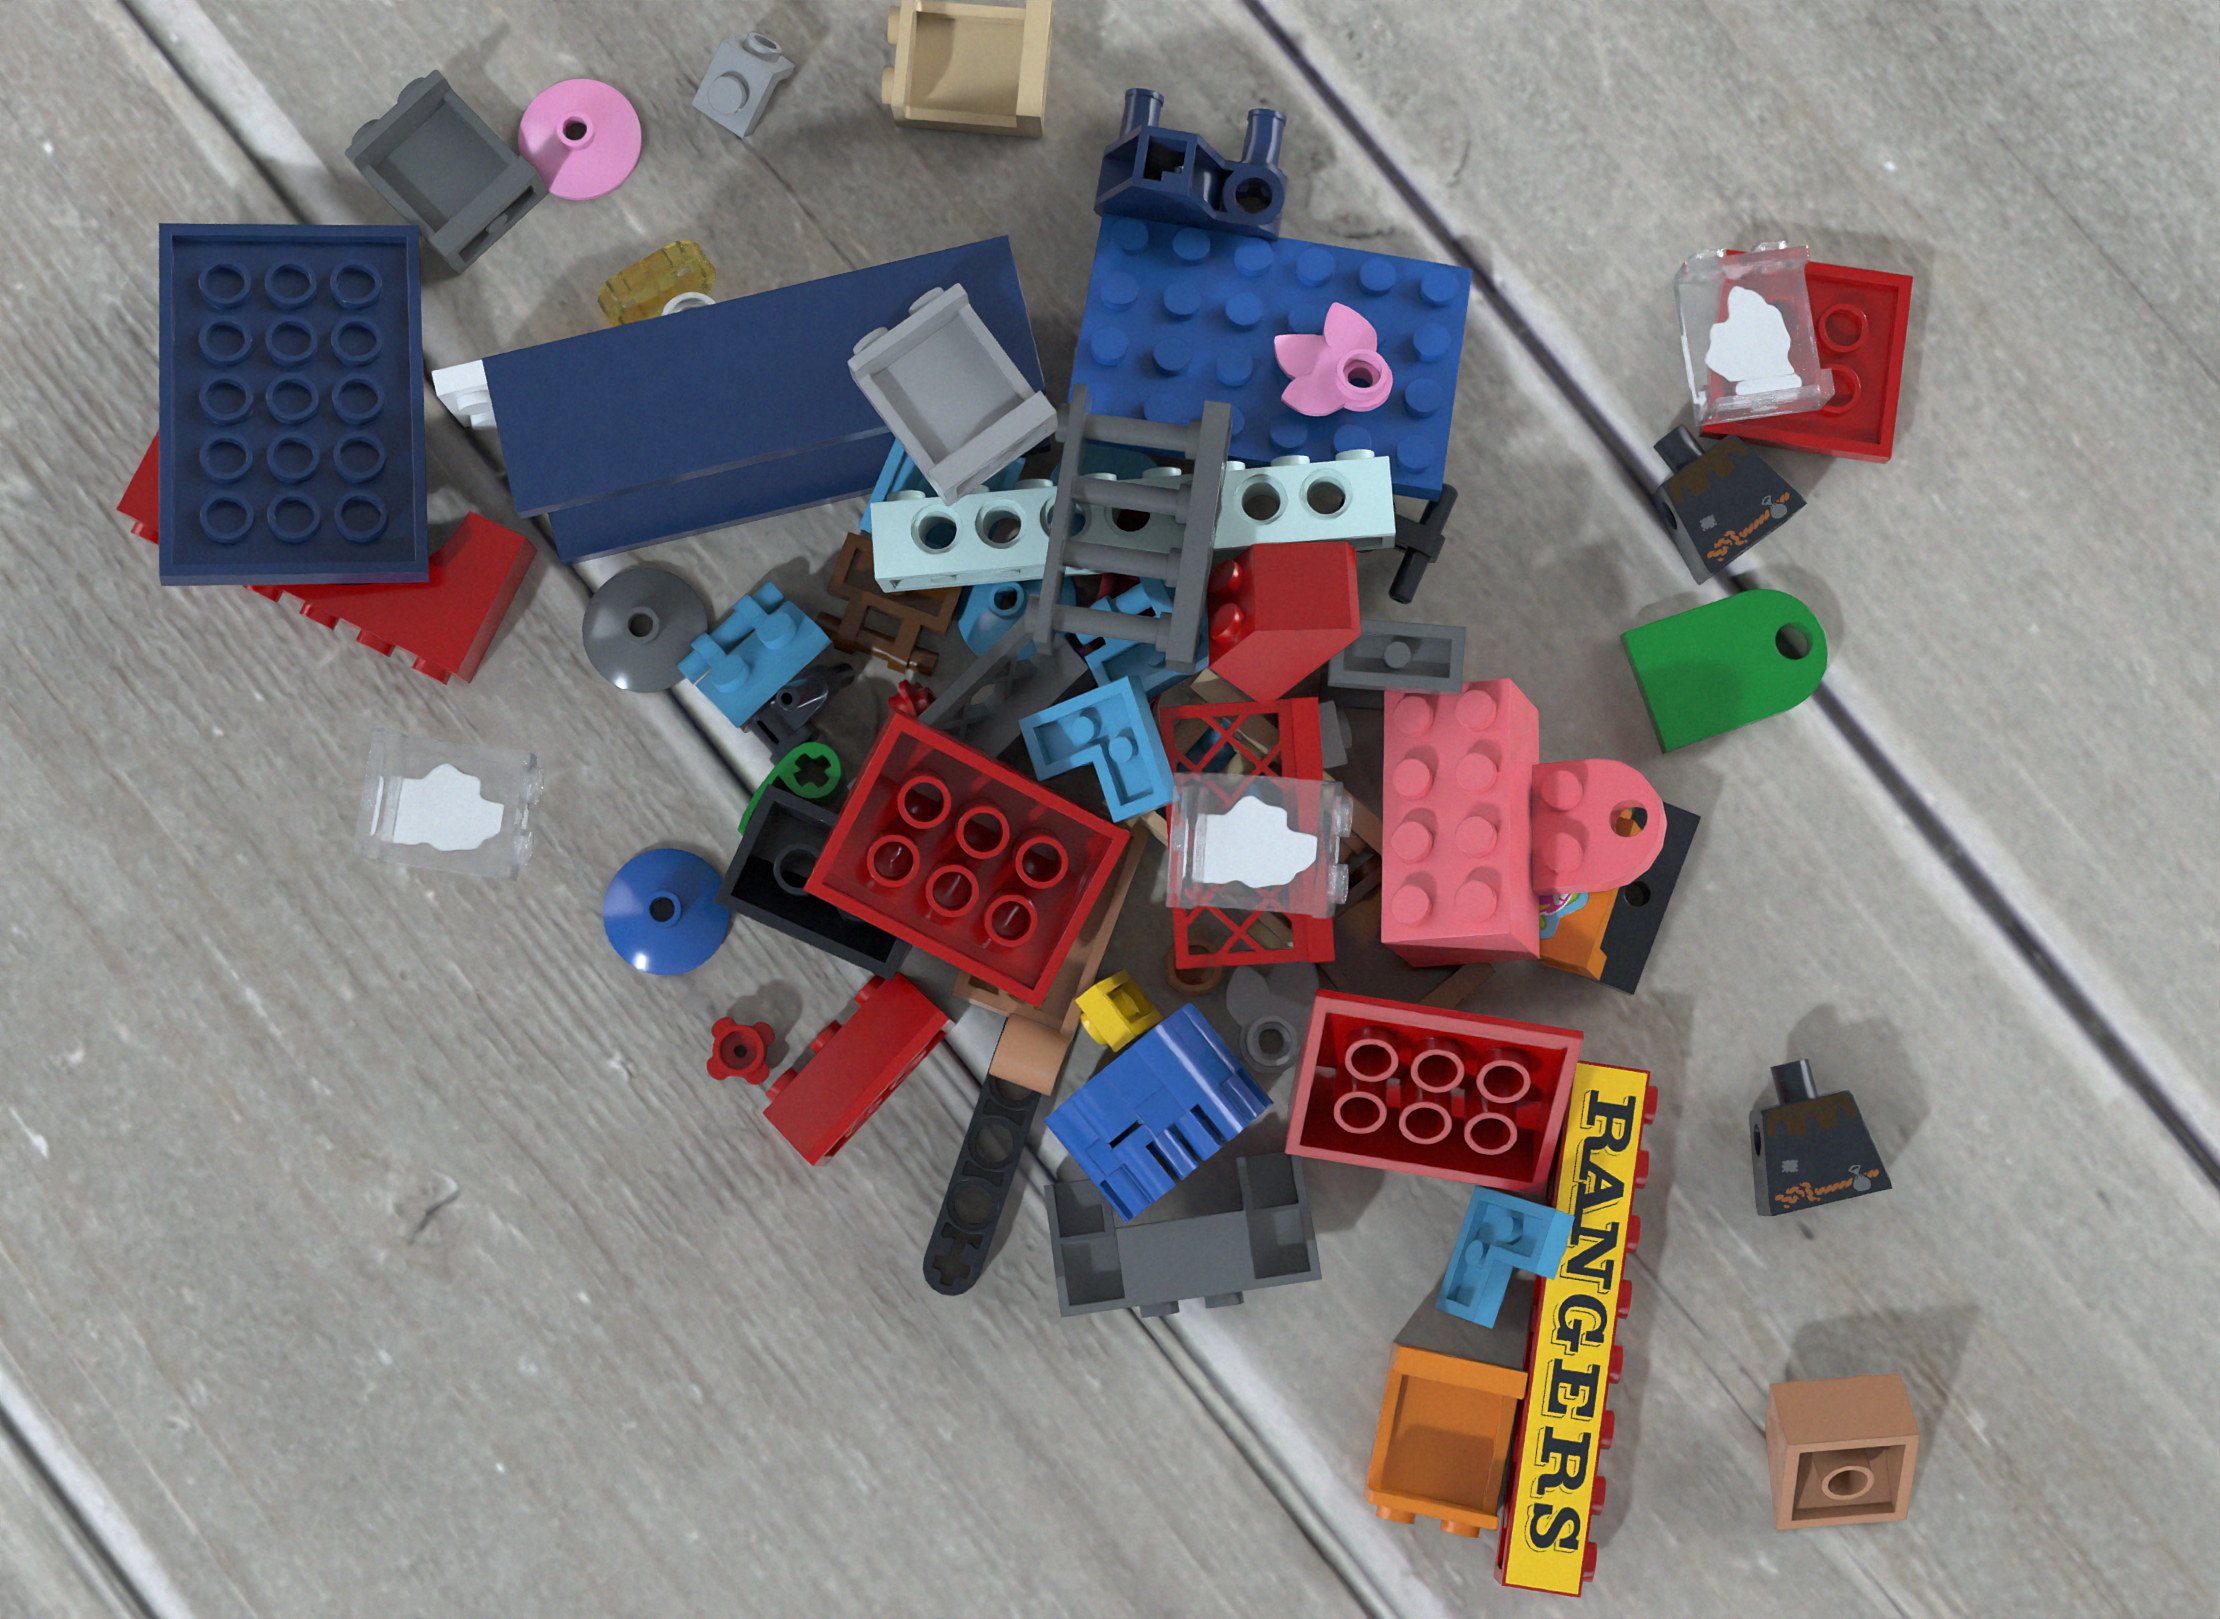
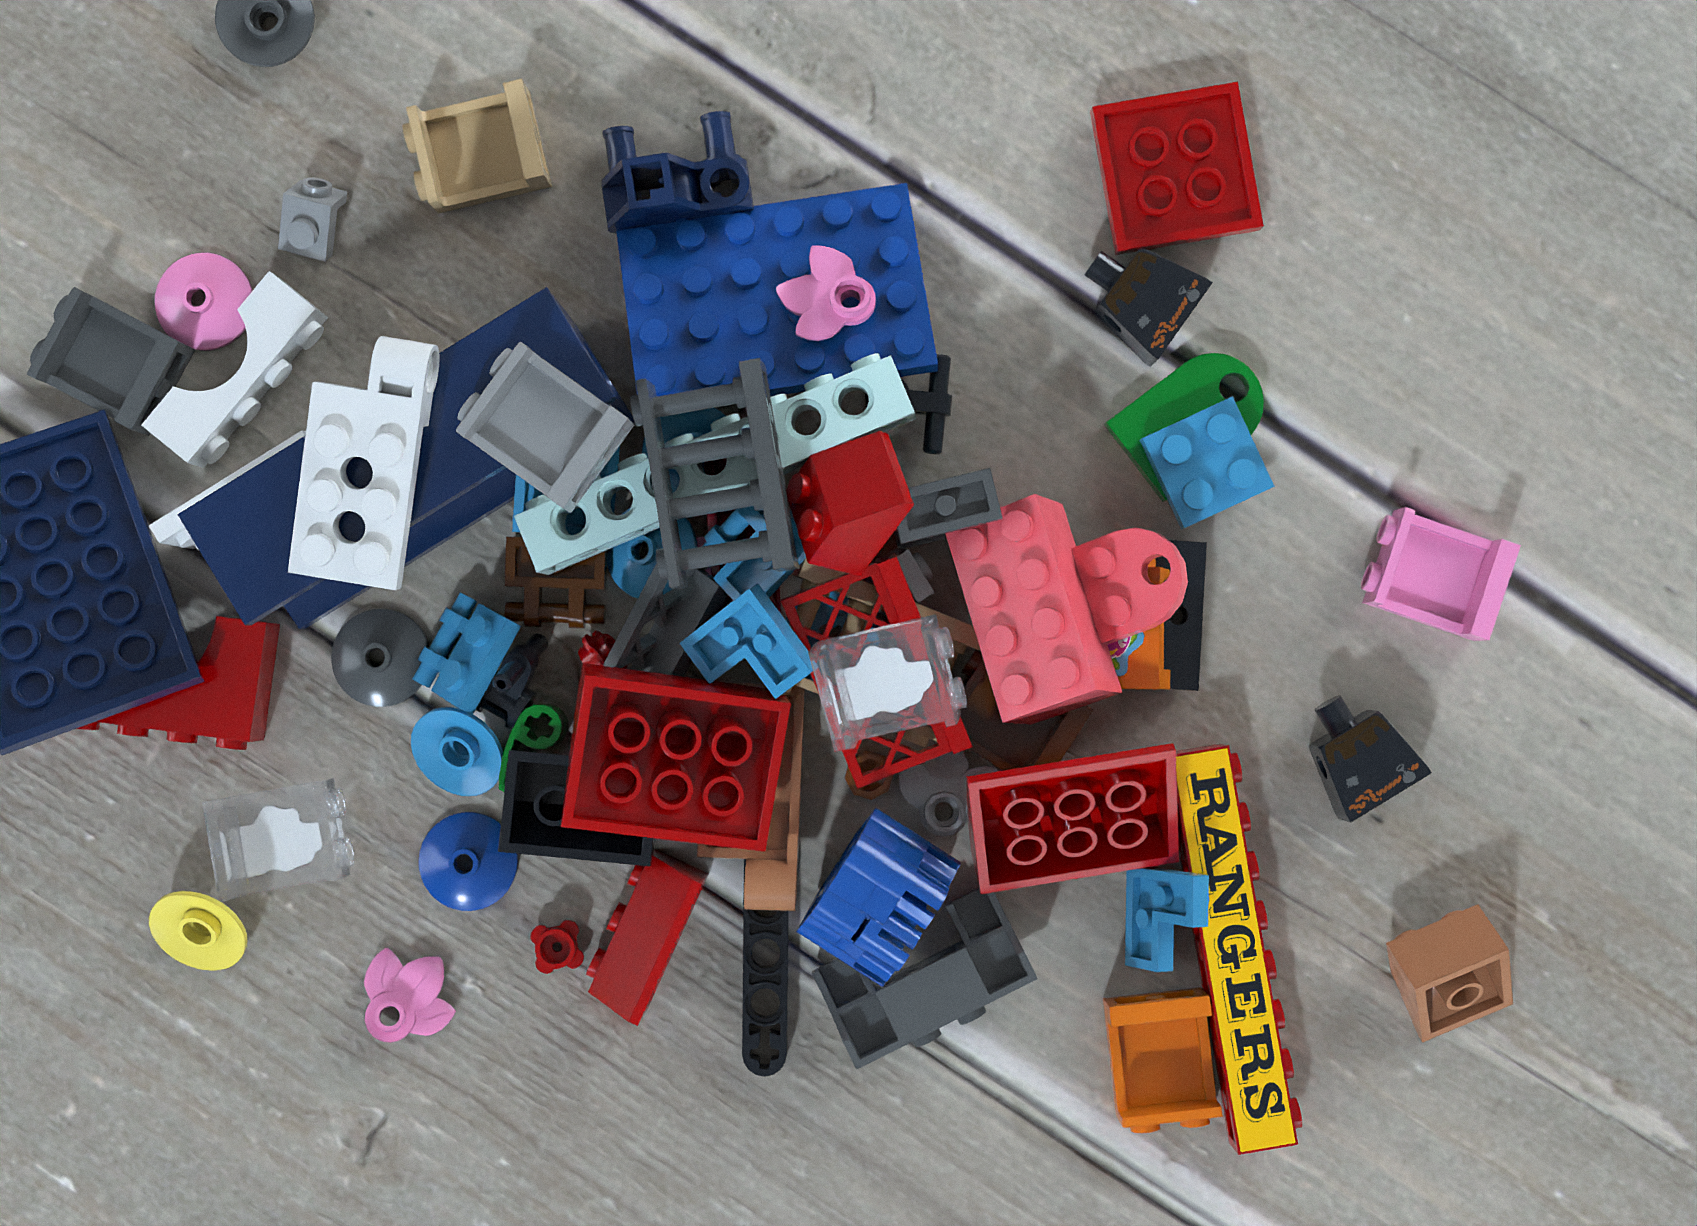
camera: 20 degrees left, 5 degrees up
(312, 883) = (198, 930): none -> light yellow dish
(533, 275) = (277, 329): none -> white arch
(542, 1044) = (409, 990): none -> bright pink plate
(655, 282) = (293, 397): clear yellow beam -> none
(681, 773) = (457, 751): none -> dark azure dish
(763, 335) = (387, 431): none -> white hinge
(1117, 1011) = (824, 831): yellow plate -> none
(1731, 720) = (1206, 463): none -> dark azure plate
(1749, 334) = (1129, 167): clear panel -> none
(1975, 952) = (1439, 575): none -> bright pink panel

